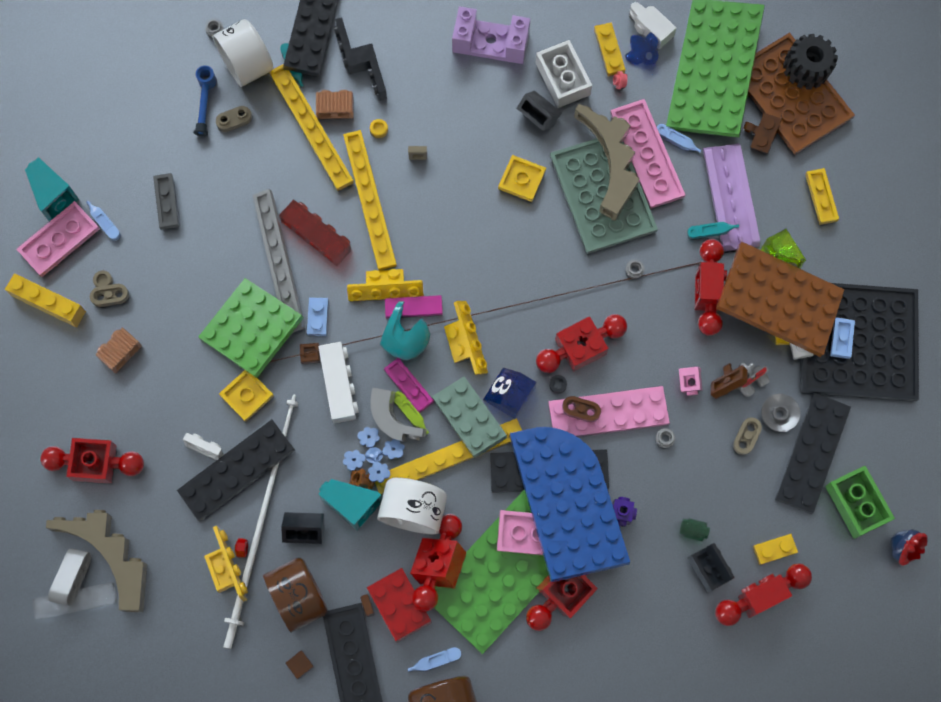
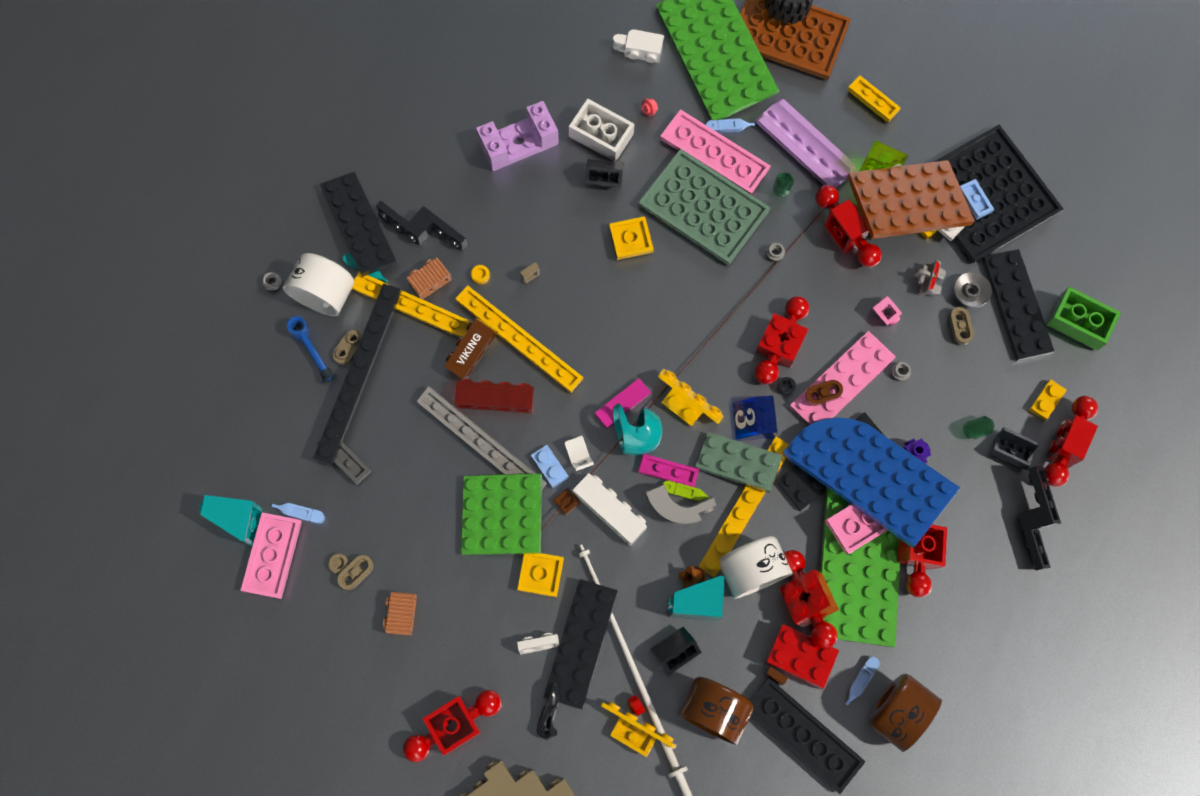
camera: 40 degrees left, 0 degrees up
(45, 300) = (301, 616): yellow brick -> none
(162, 513) = (545, 724): none -> black piece
(223, 143) = (357, 375): none -> black plate
(299, 664) = (757, 766): reddish brown tile -> none
(323, 181) = (470, 348): none -> reddish brown brick
(347, 321) = (578, 453): none -> white bracket
(373, 455) = (685, 548): medium blue plant -> none
(383, 285) = (586, 401): yellow bracket -> none
(609, 48) = (620, 87): yellow plate -> none
(619, 157) = (697, 168): dark tan arch -> none
(640, 47) = (646, 69): clear blue plate -> none
(683, 216) = (783, 184): none -> clear green brick
(685, 638) = (1039, 518): none -> black bracket
(710, 230) = (811, 181): teal piece -> none
(729, 381) = (918, 291): reddish brown plate -> none
(764, 133) = (793, 76): reddish brown plate -> none
(908, 545) = (1141, 327): hair -> none

